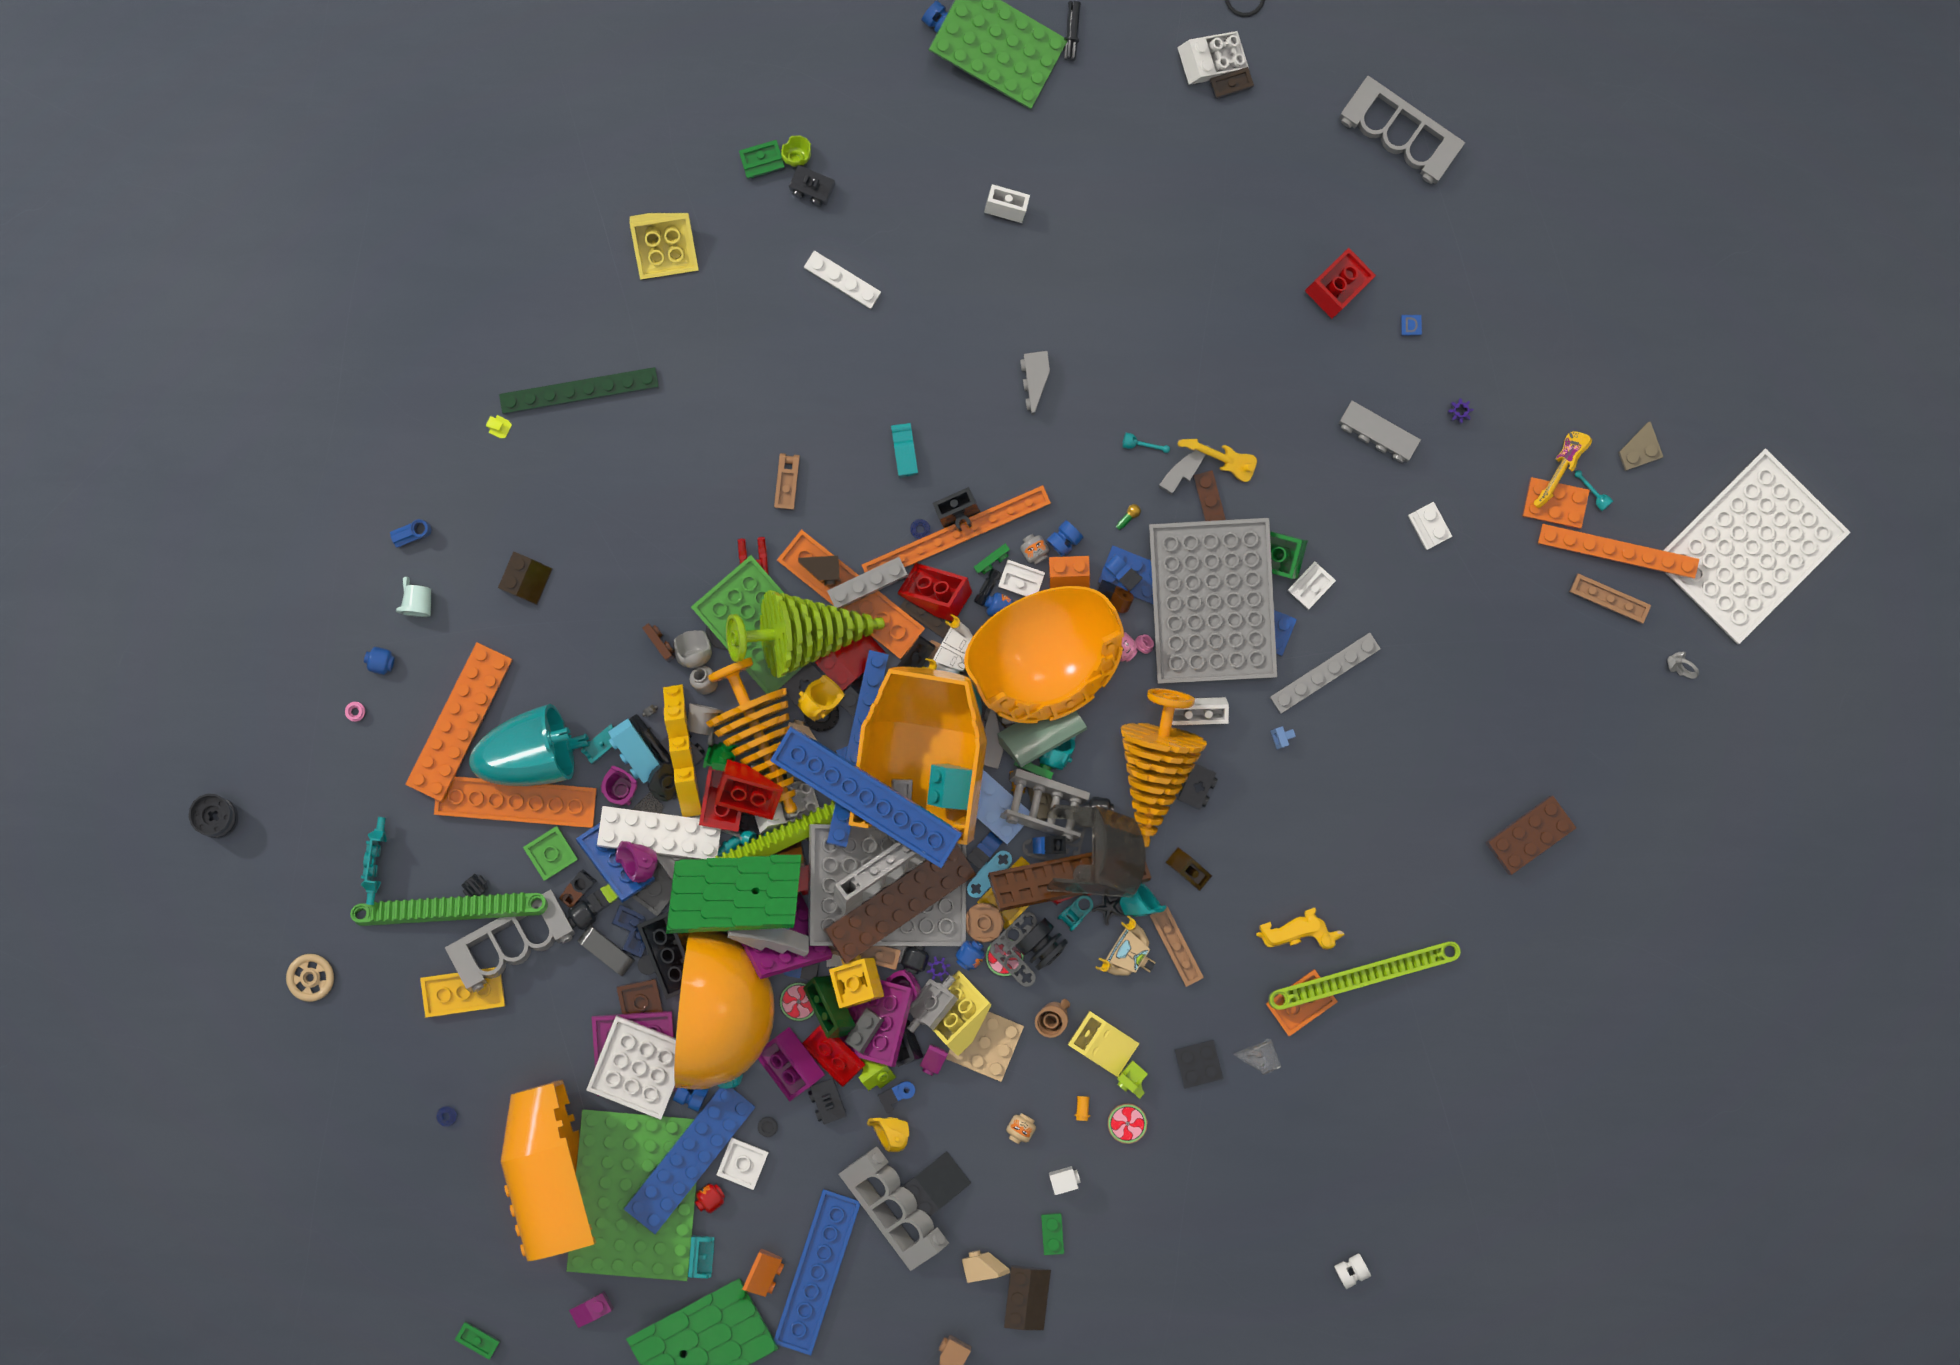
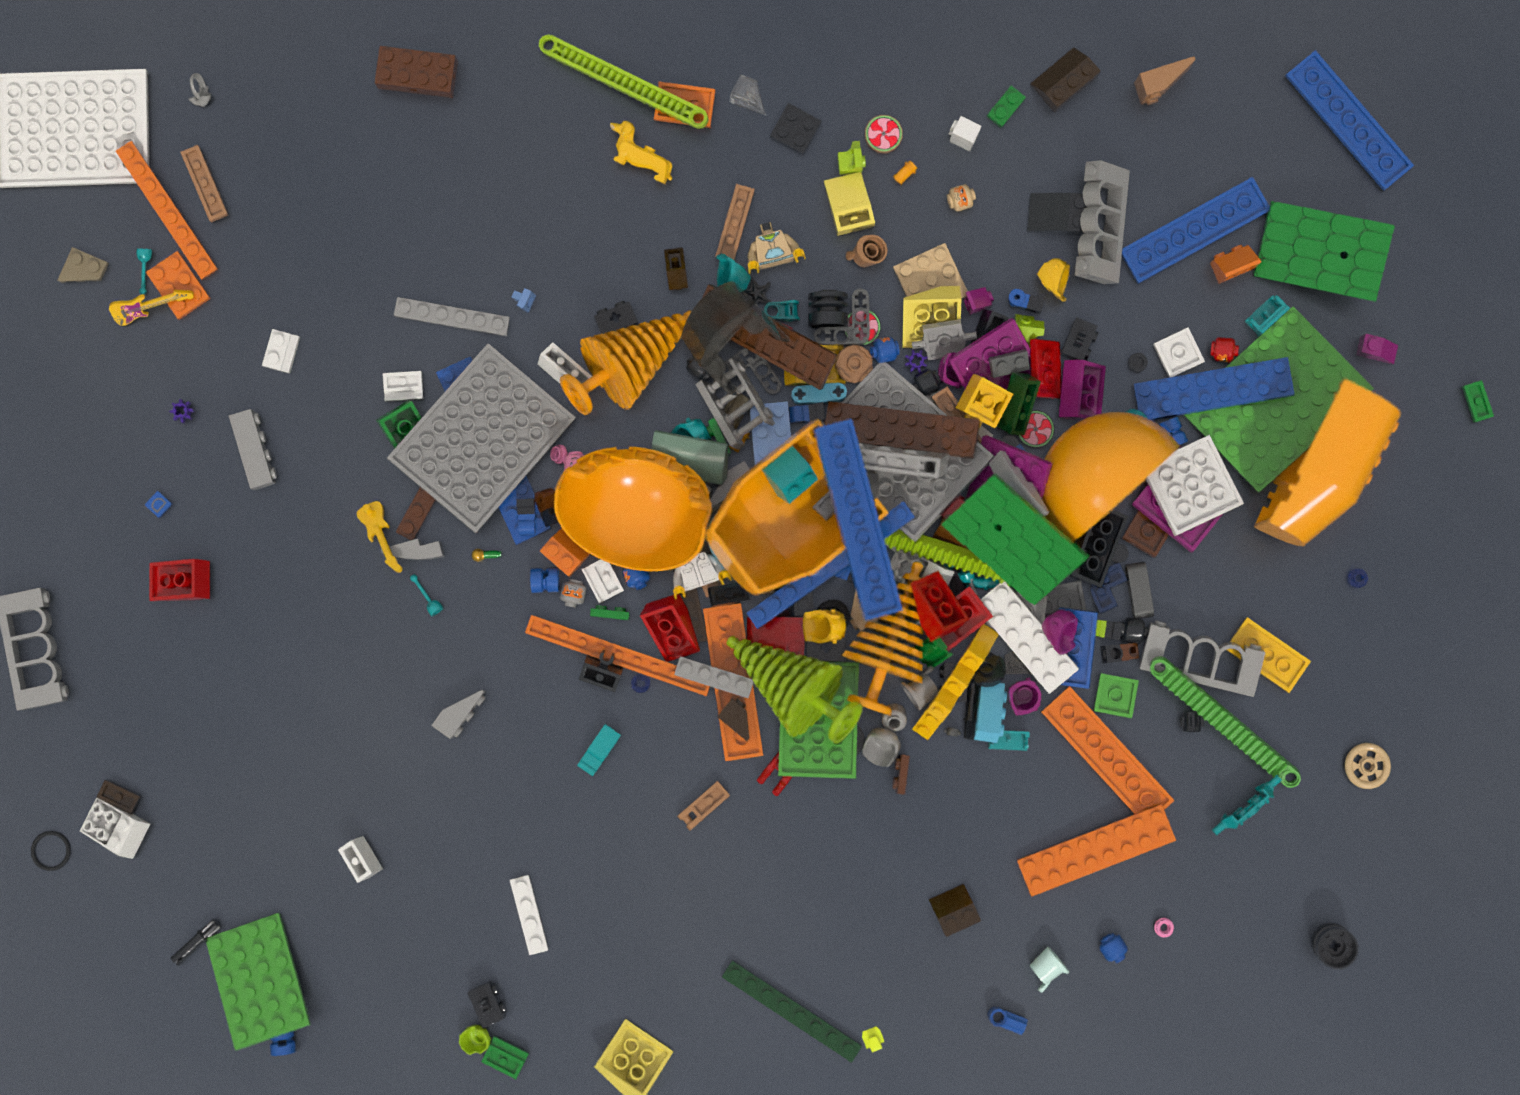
camera: 135 degrees left, 0 degrees up
(527, 750) = (1066, 782): teal windscreen -> none
(983, 1266) = (1076, 125): tan slope -> none
(987, 587) = (631, 597): black axle -> none
(1047, 845) = (760, 374): black leg -> none

